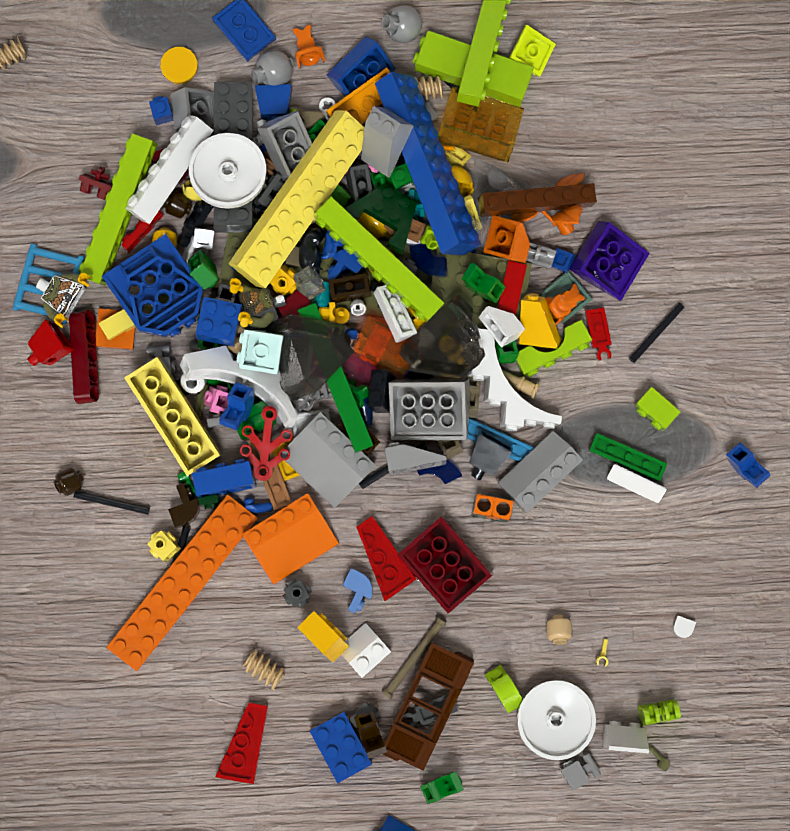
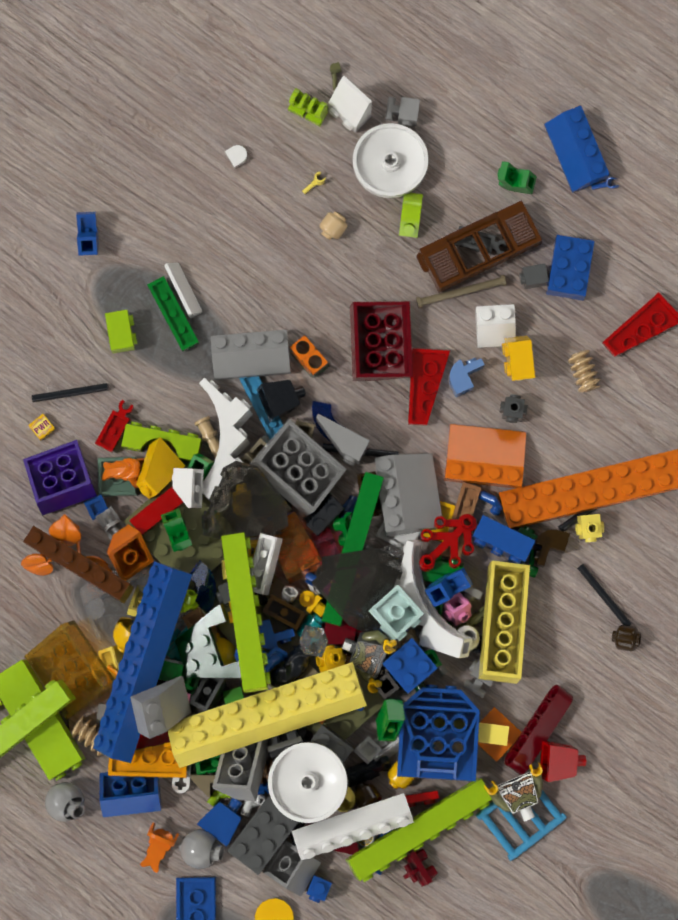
camera: 140 degrees left, 0 degrees up
(370, 734) = (541, 254): dark brown brick -> none
(655, 289) = (41, 427): none -> tile

